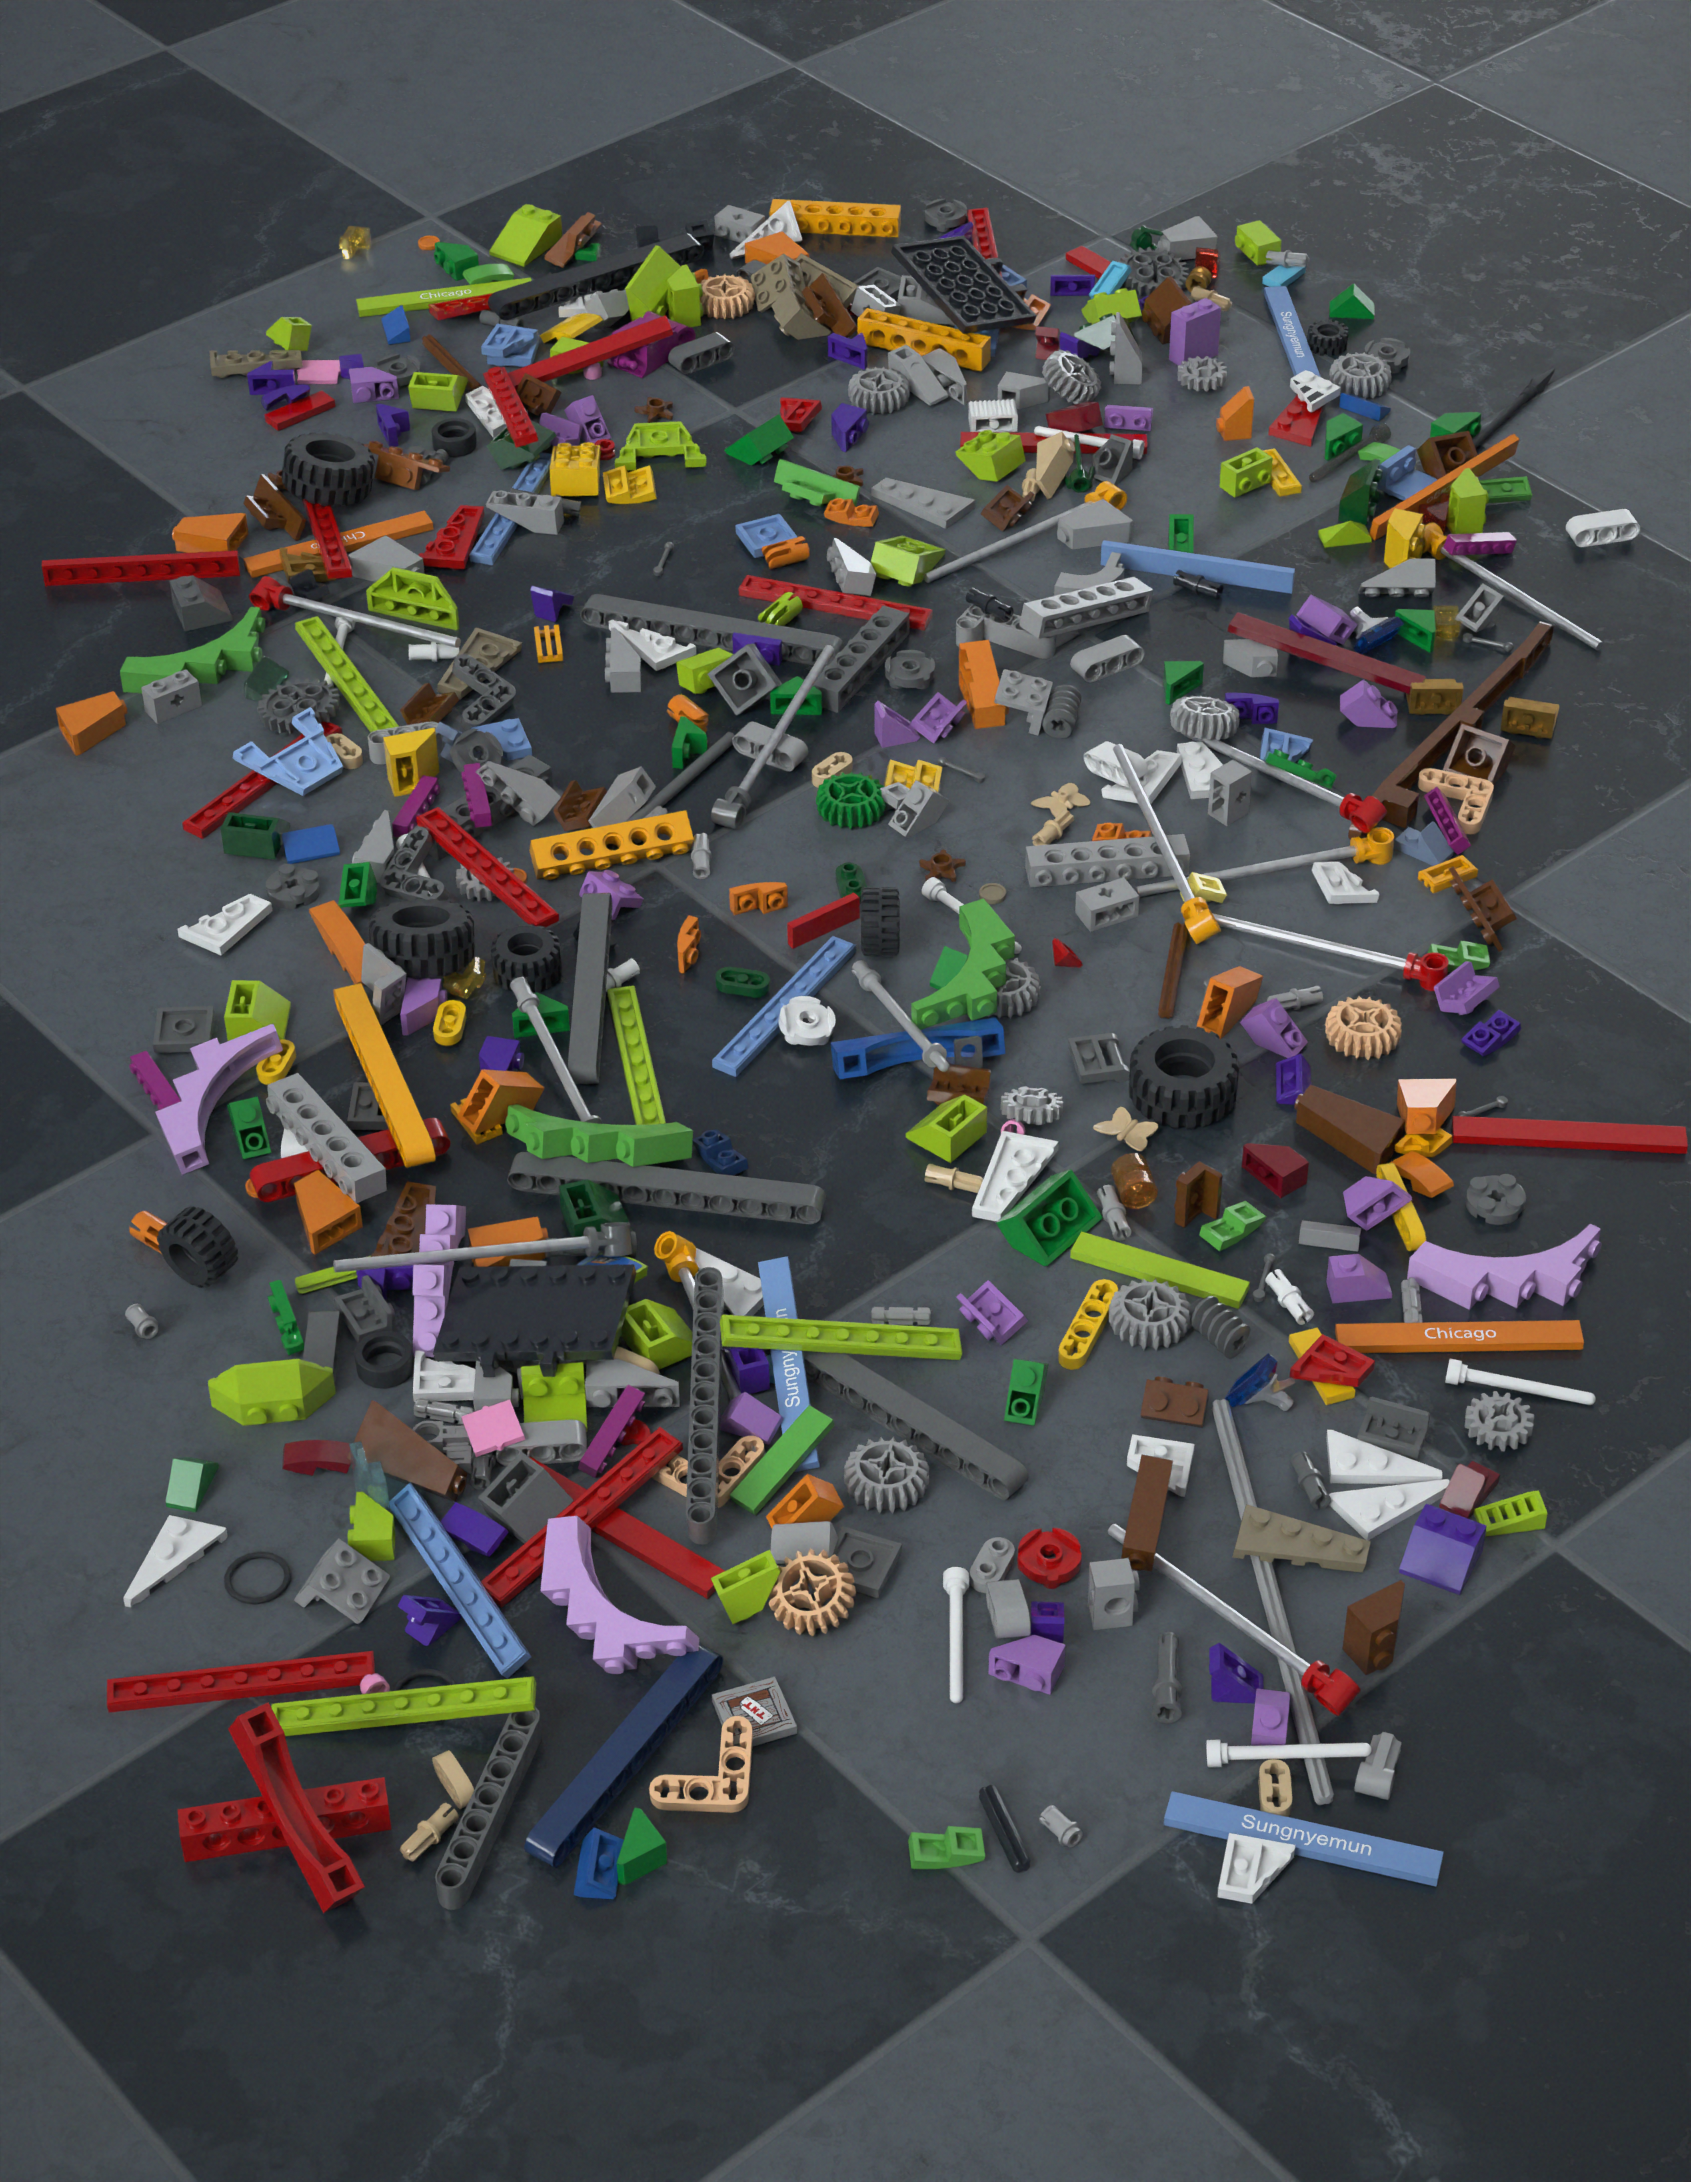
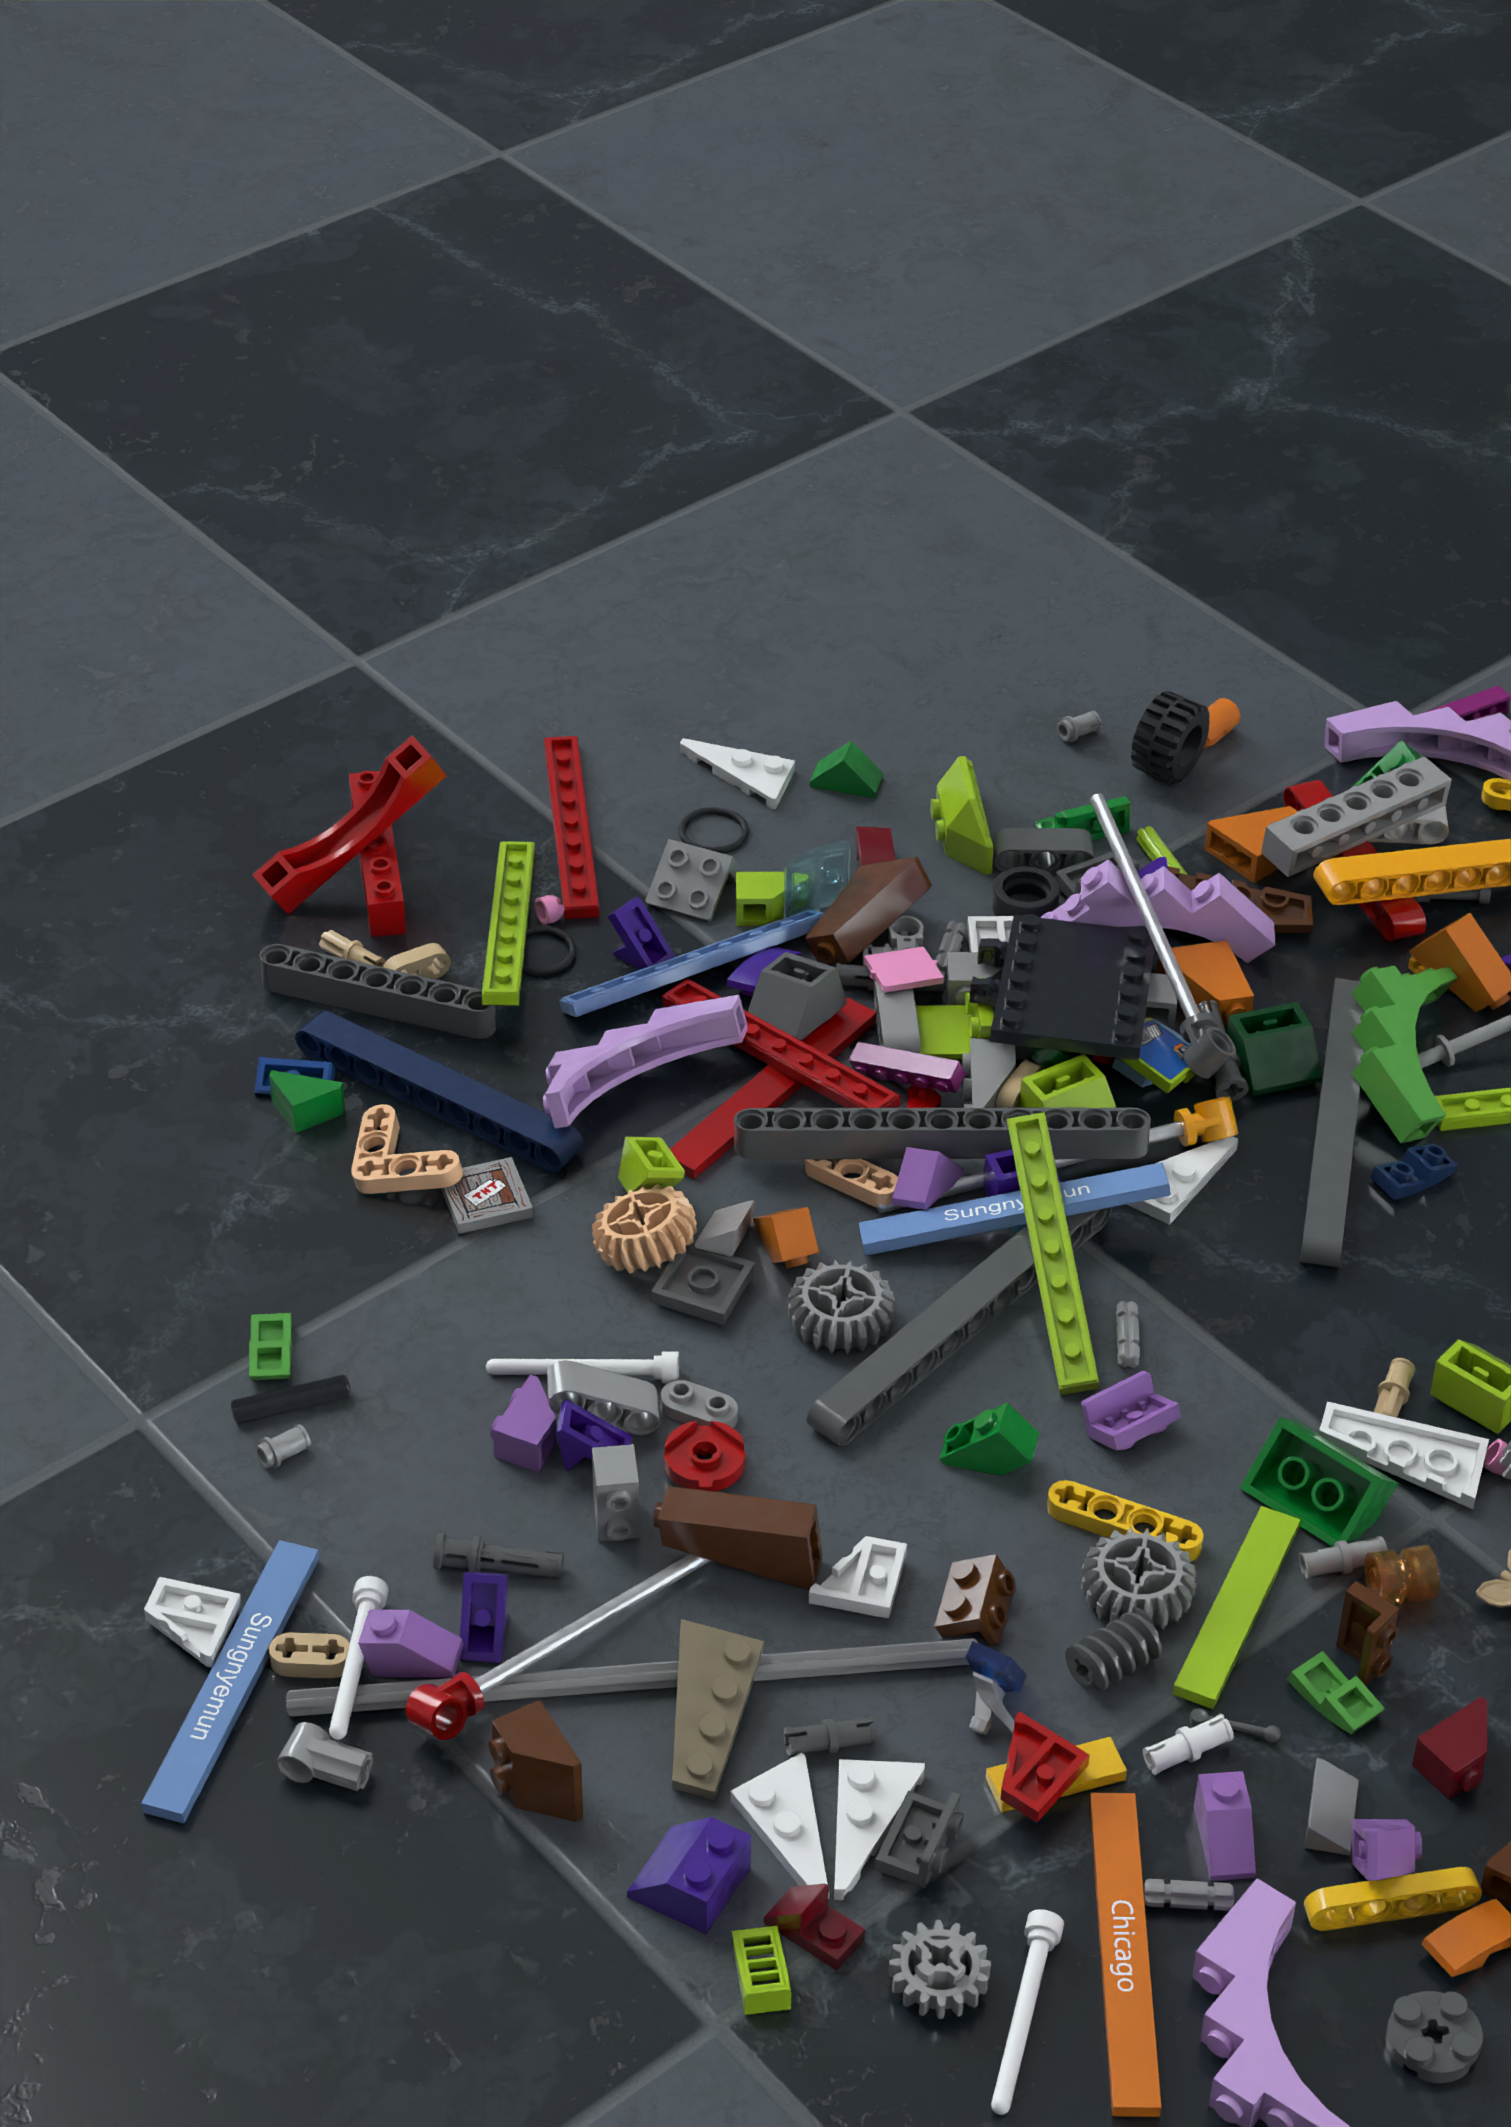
camera: 90 degrees right, 0 degrees up
(782, 1460) = (862, 1211): bright green tile -> none

